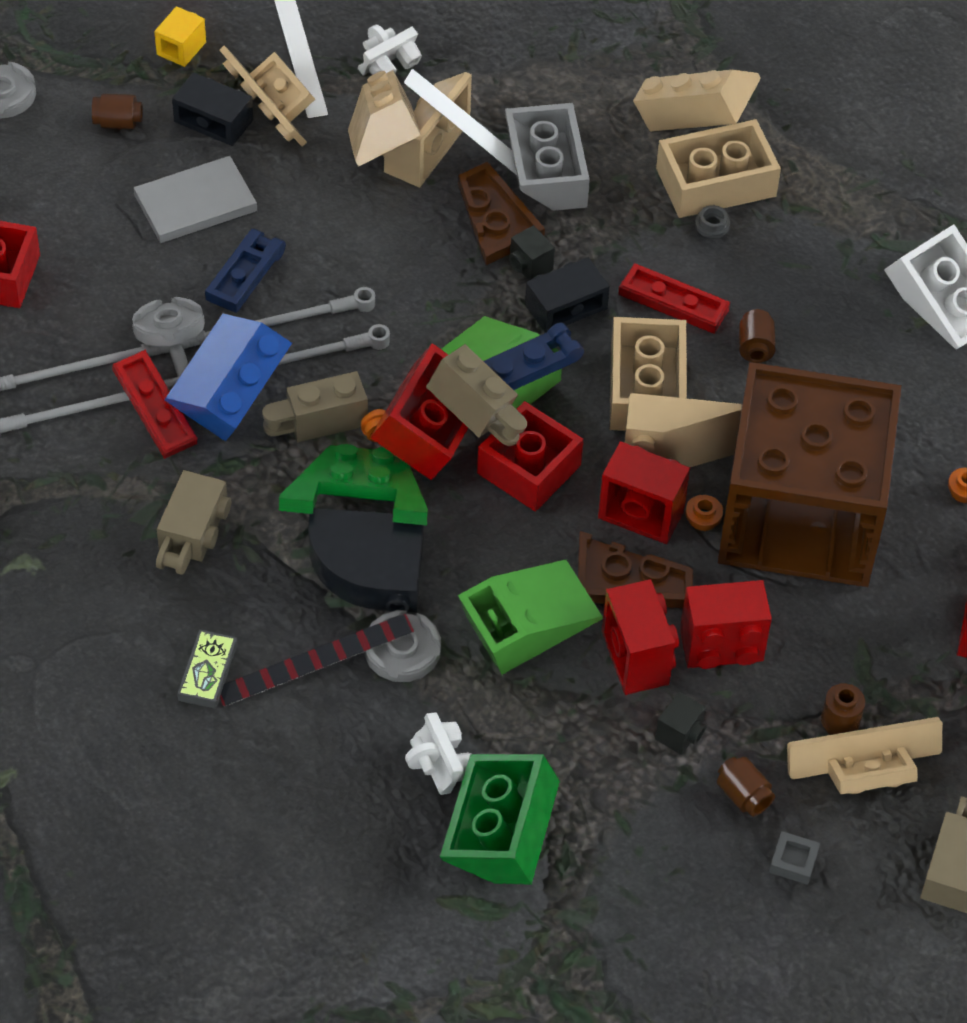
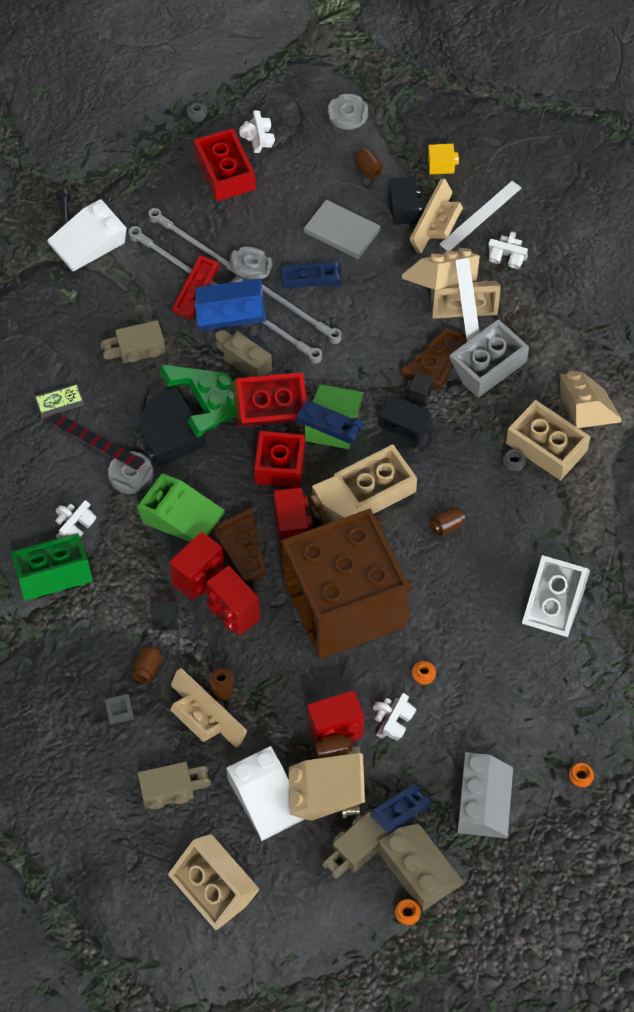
camera: 60 degrees right, 5 degrees up
(477, 396) = (281, 409): dark tan brick -> none
(674, 298) = (447, 471): red tile -> none

